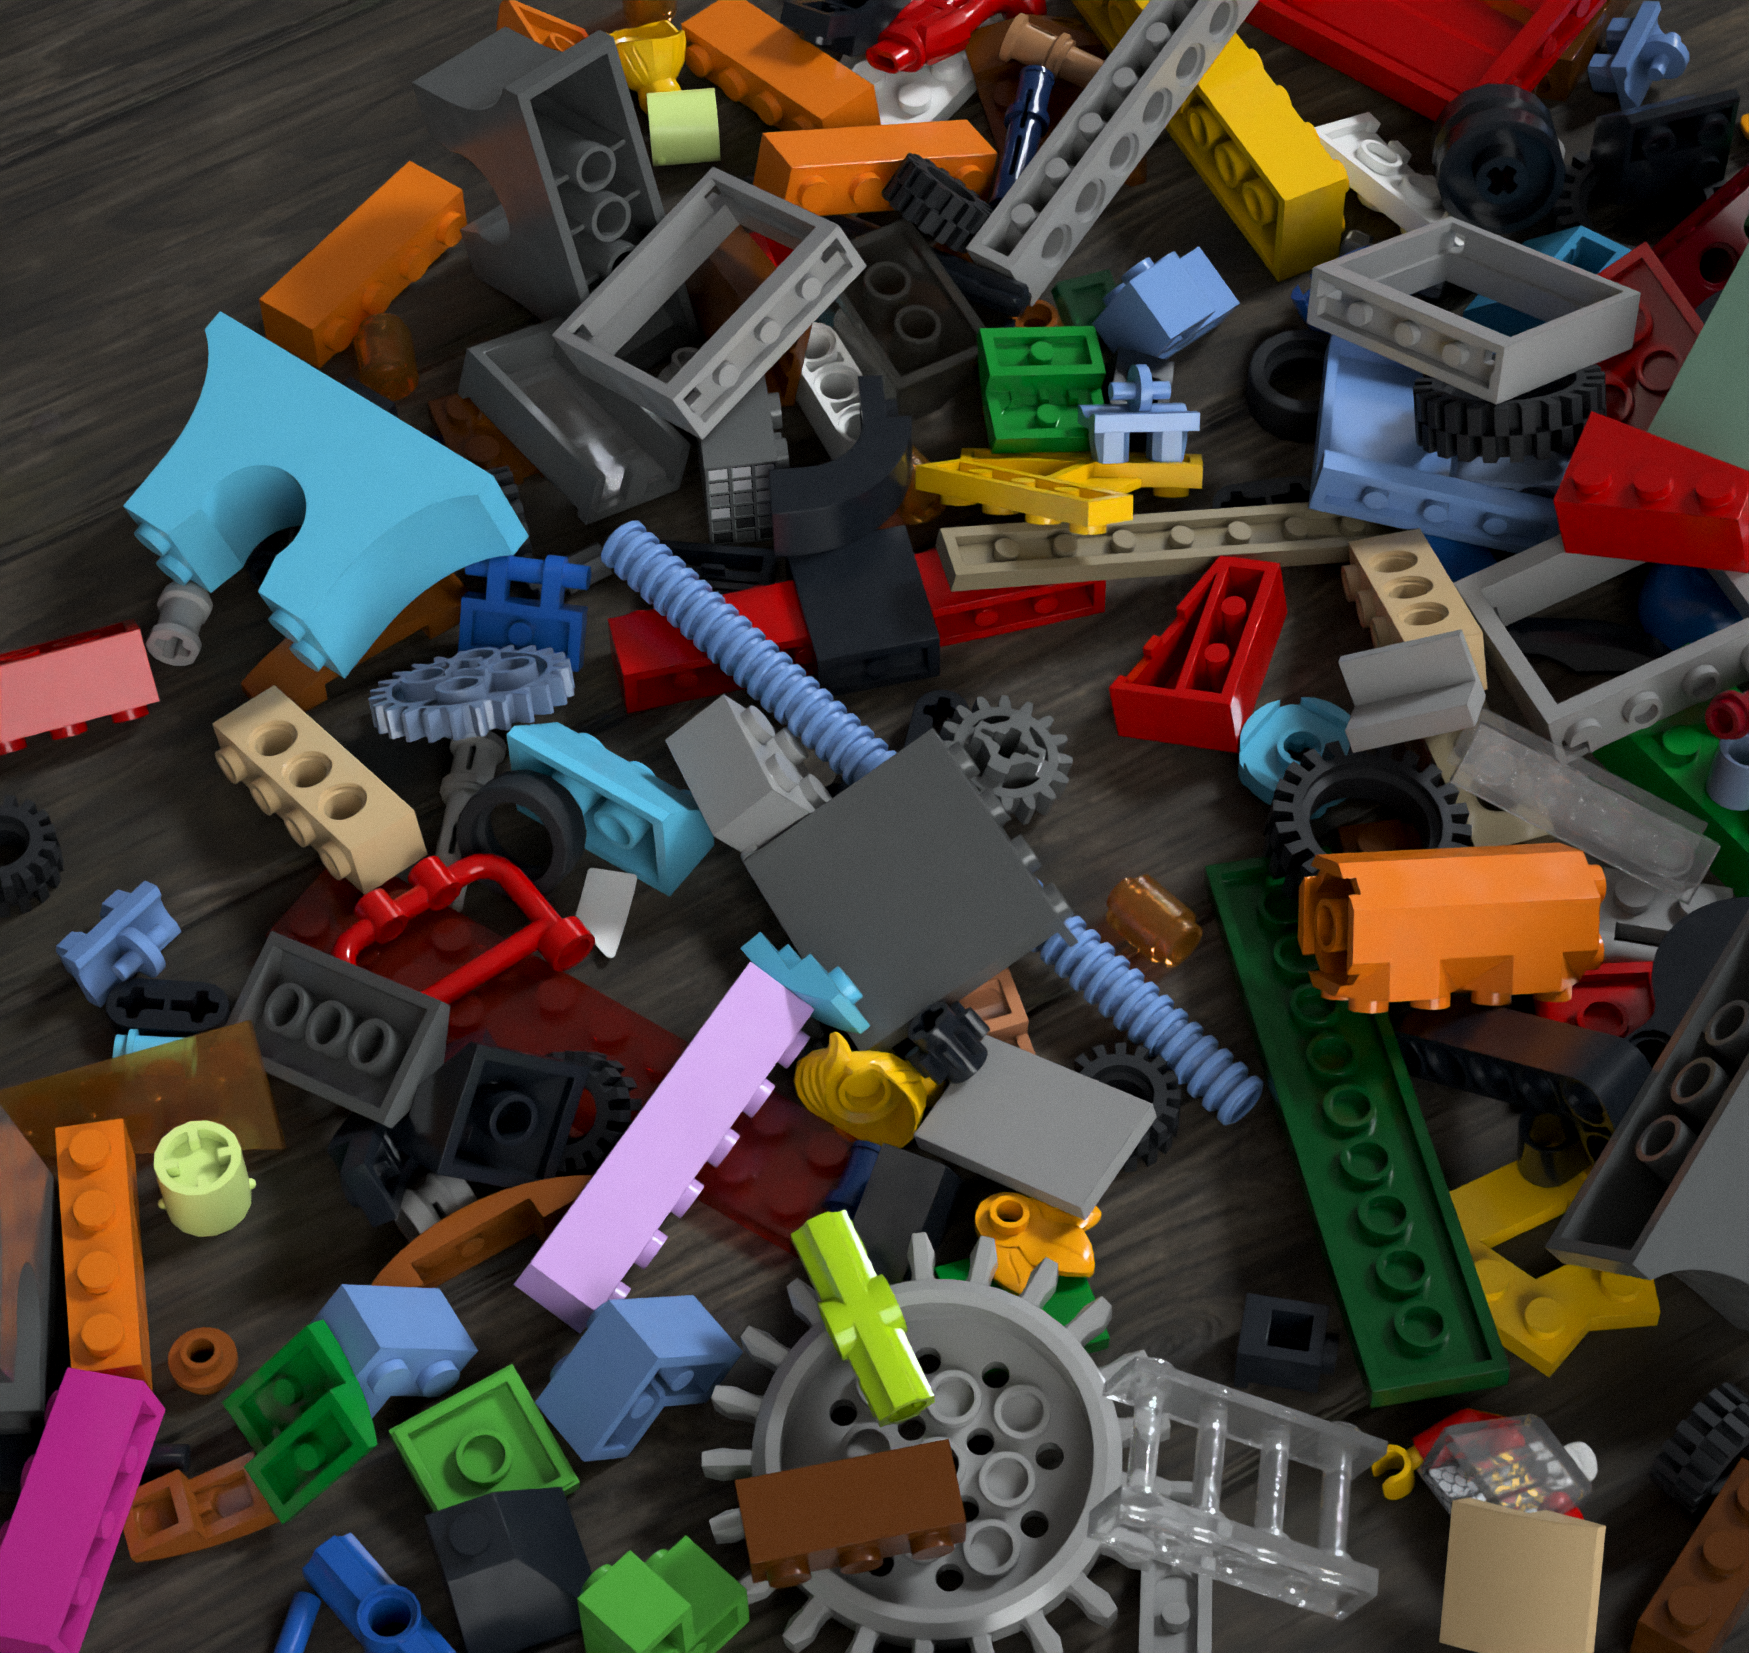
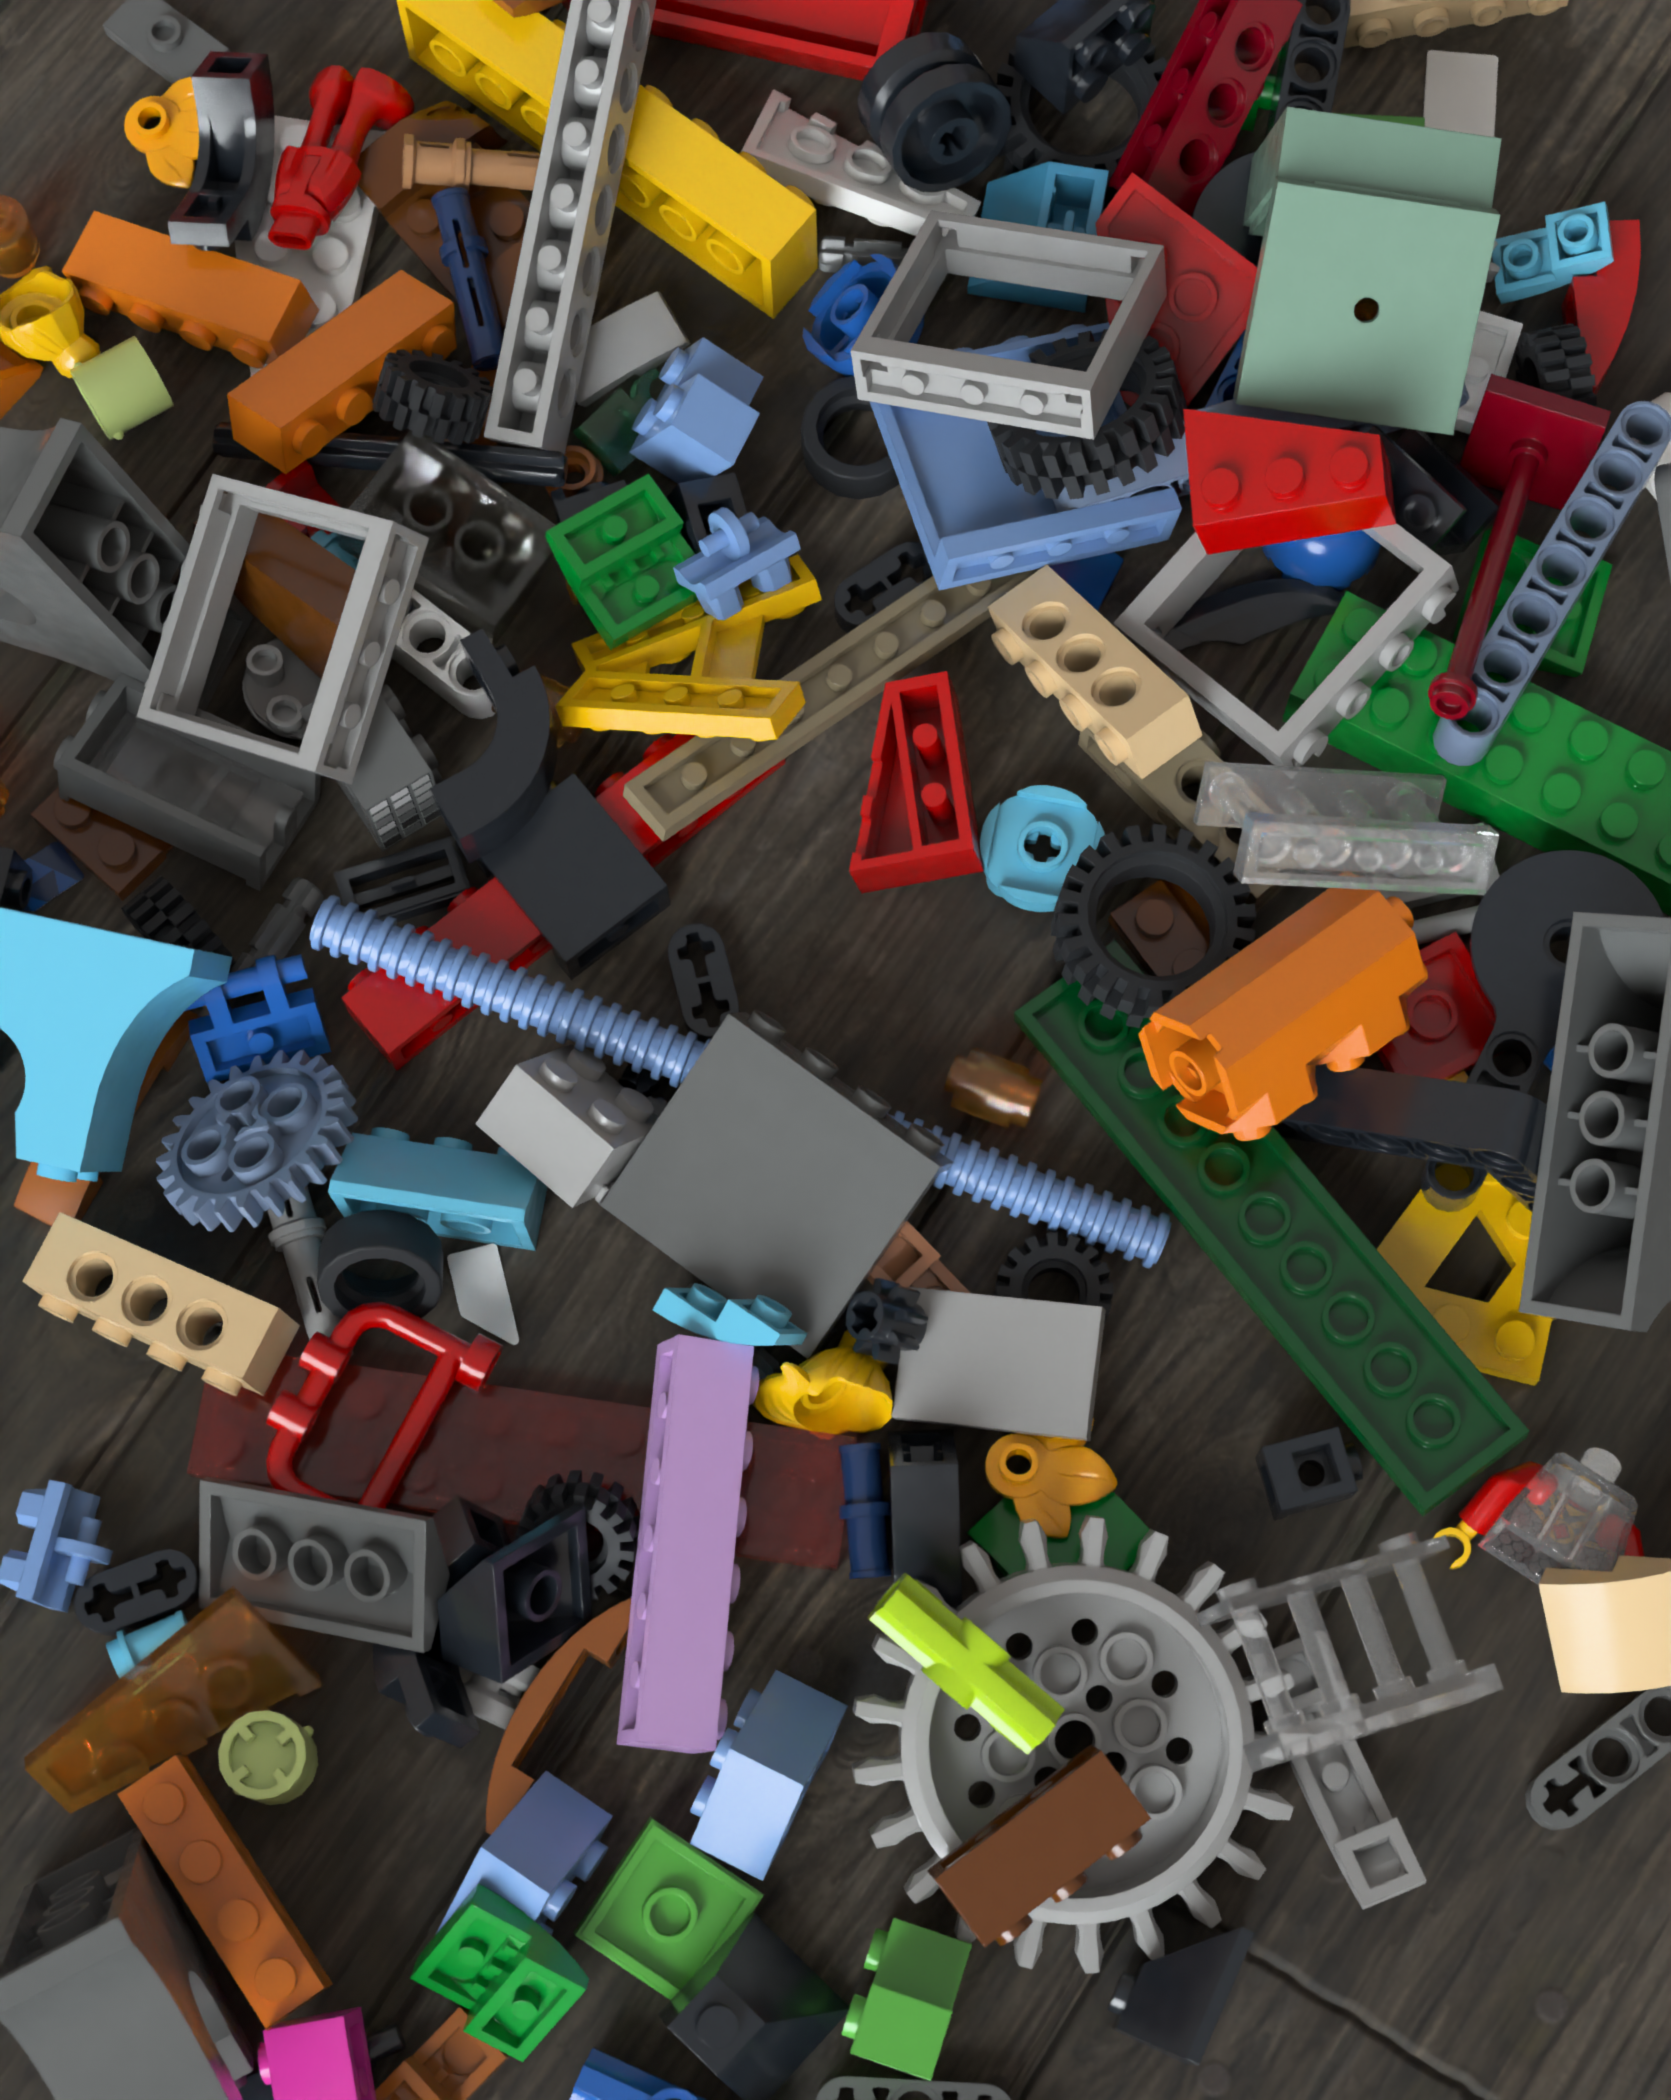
camera: 25 degrees left, 20 degrees up
(208, 1376) = (384, 1933): dark orange plate -> none
(1013, 754) = (797, 960): dark grey gear -> none
(1126, 240) = (627, 345): none -> light grey slope
(1411, 690) = (1146, 781): light grey panel -> none

